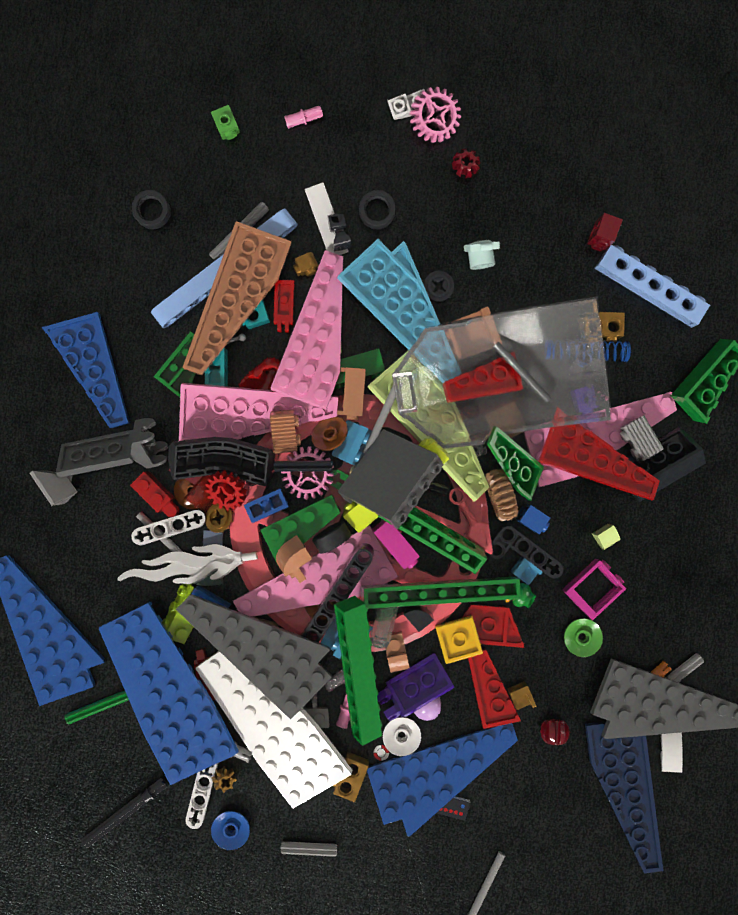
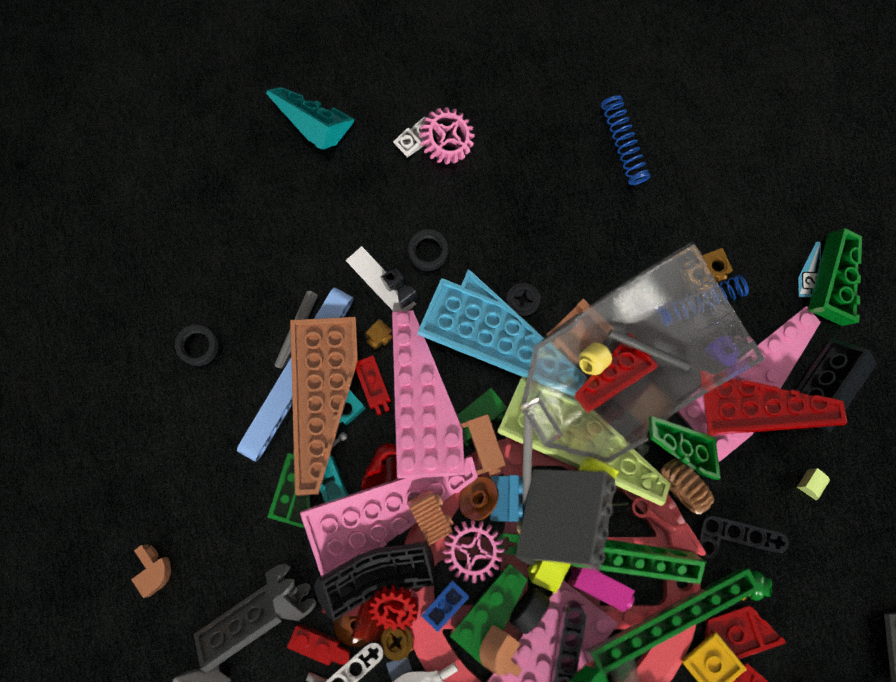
camera: 20 degrees left, 10 degrees down
(49, 383) = (156, 572): none -> nougat brick
(88, 356) = (189, 527): blue wing -> none
(225, 122) = (239, 228): bright green brick -> none
(290, 466) = (466, 545): black axle -> none
(303, 116) = (315, 190): bright pink axle -> none
(327, 54) = (314, 122): none -> teal wedge
(418, 616) = (660, 658): black brick -> none
(473, 163) = (503, 166): dark red piece -> none
(473, 360) = (595, 358): none -> light yellow head
(481, 254) = (552, 249): light aqua piece -> none
(525, 570) = (747, 556): dark azure panel -> none
(533, 518) = (731, 497): blue brick -> none
(587, 148) = (610, 107): none -> blue piece
(591, 641) = (853, 604): bright green dish -> none
(604, 232) = (665, 178): dark red brick -> none
(606, 600) = (847, 551): dark pink window -> none
(641, 438) = (800, 366): light grey brick -> none
(674, 307) = (788, 224): light blue brick -> none
(686, 366) = (809, 272): none -> sticker

